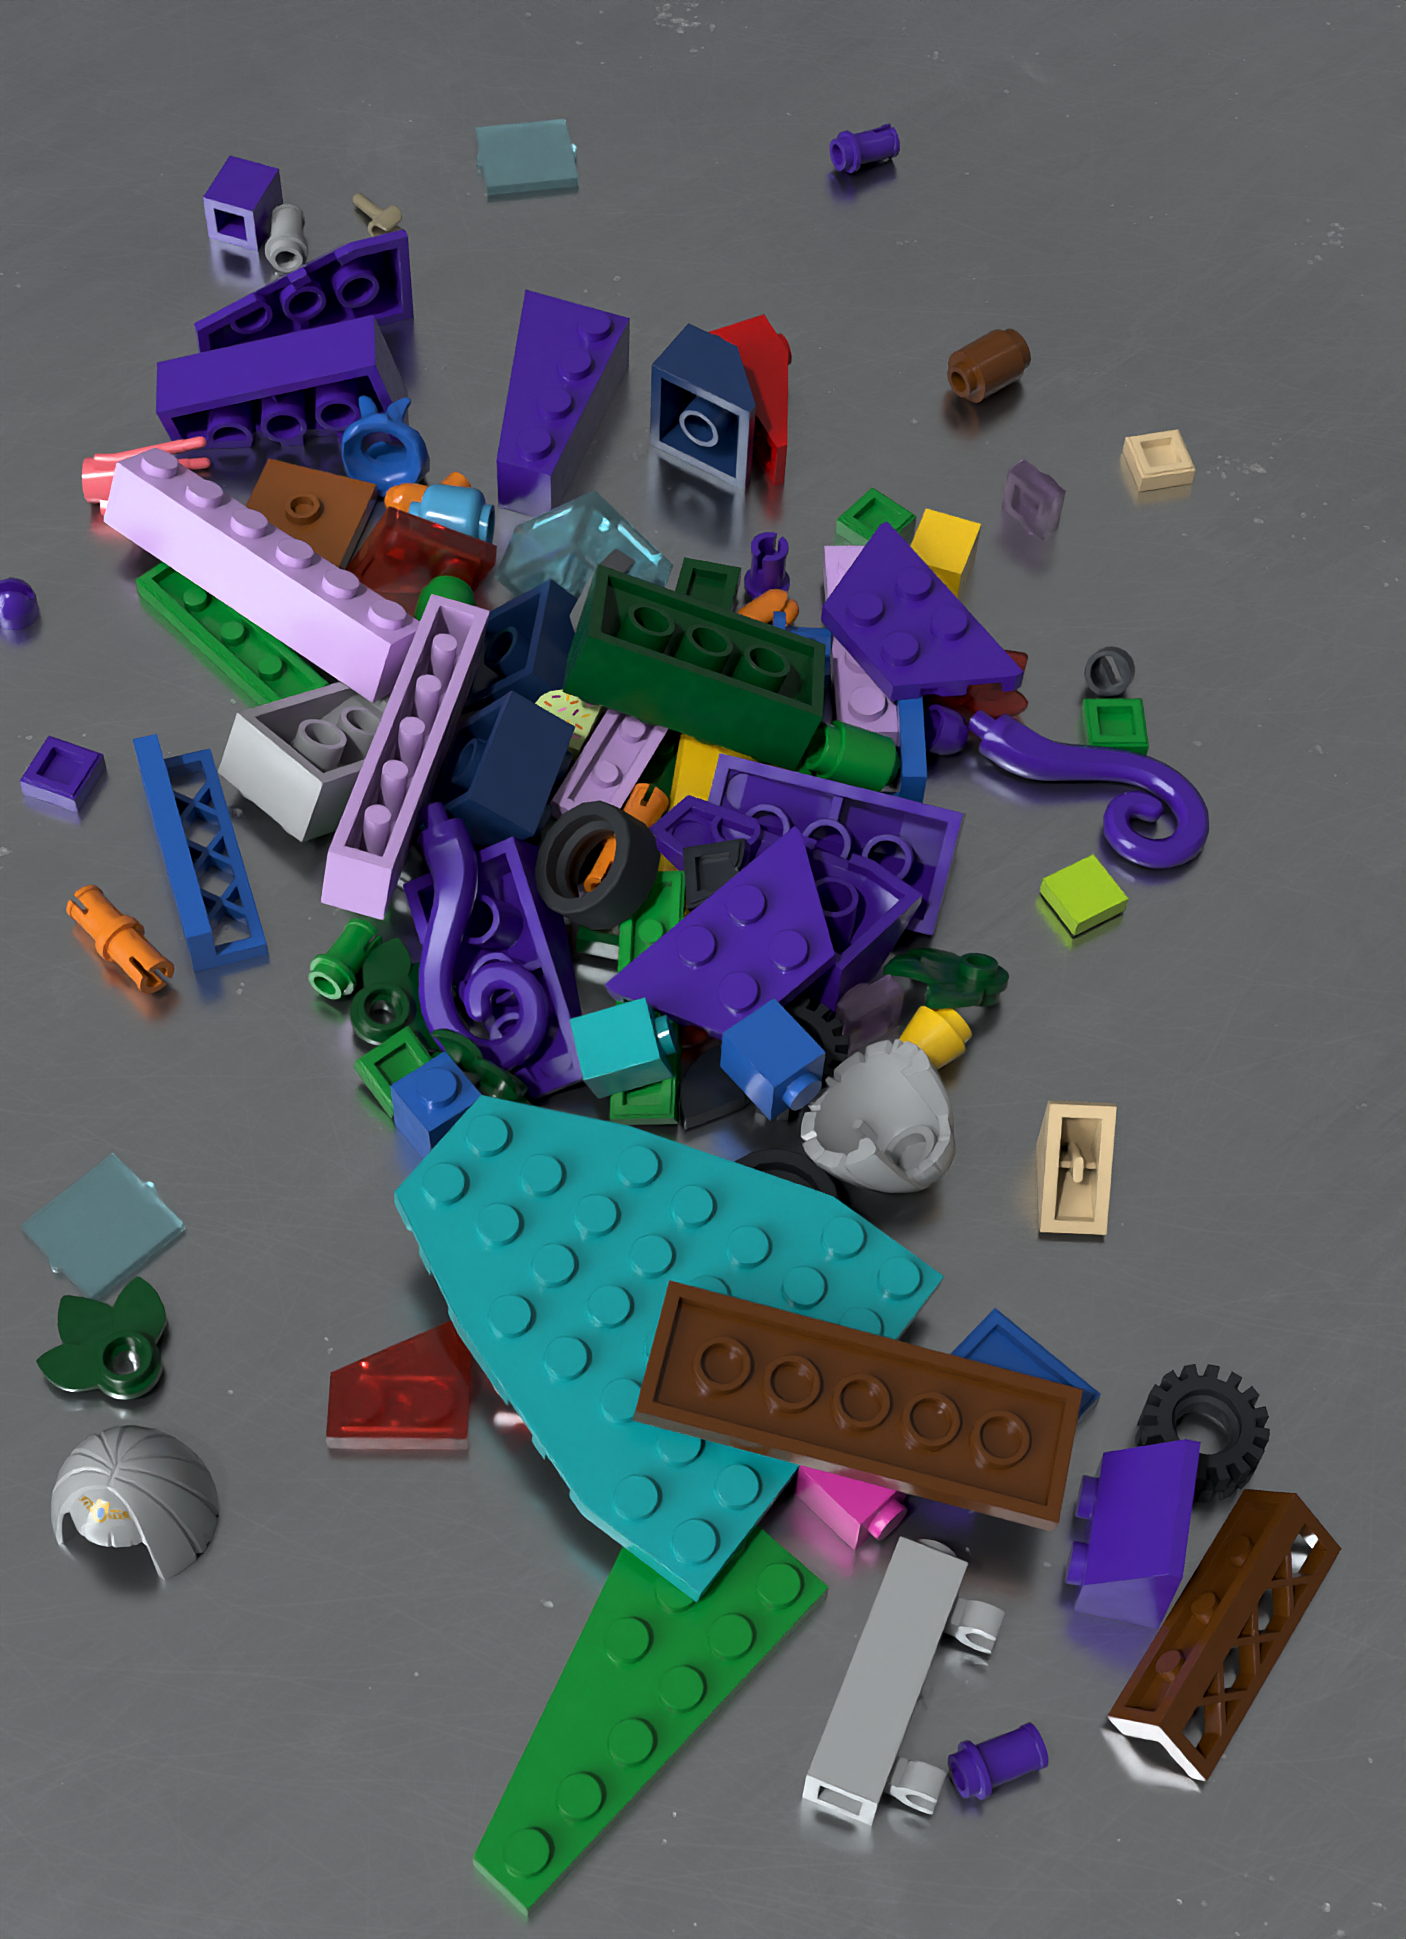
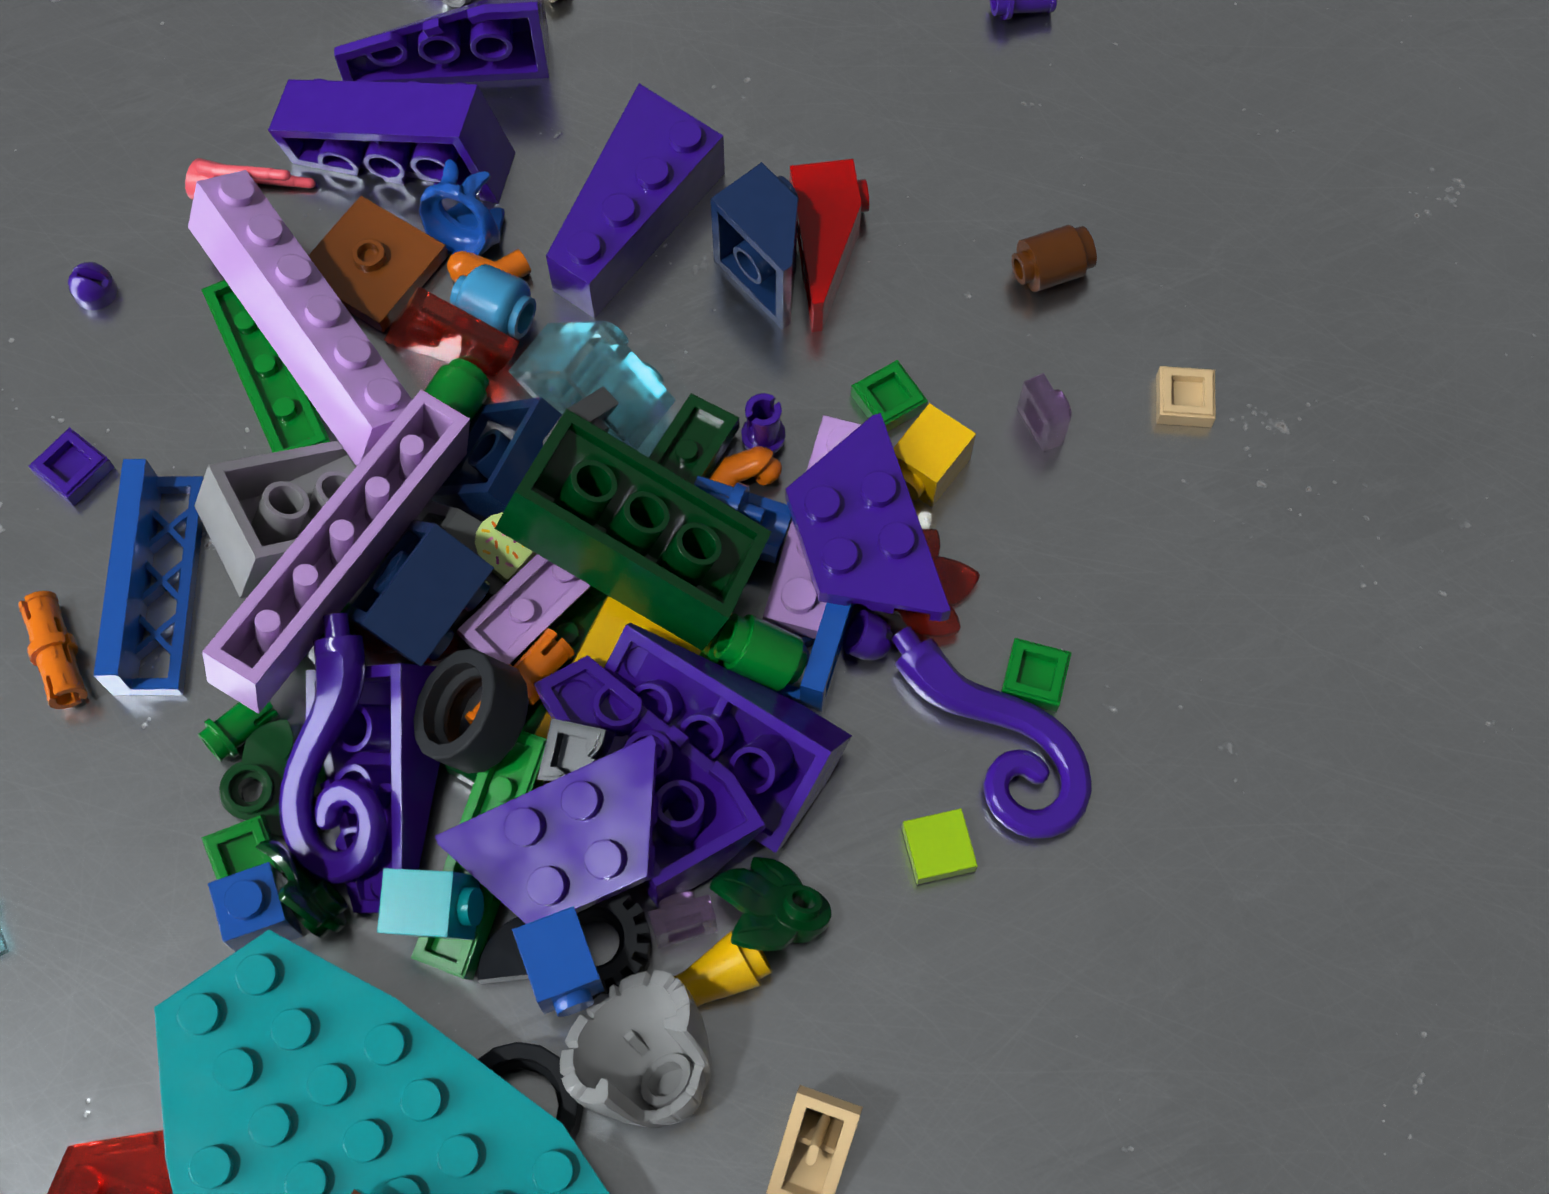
camera: 20 degrees right, 10 degrees up
(1101, 676) = (1045, 611): black hinge -> none

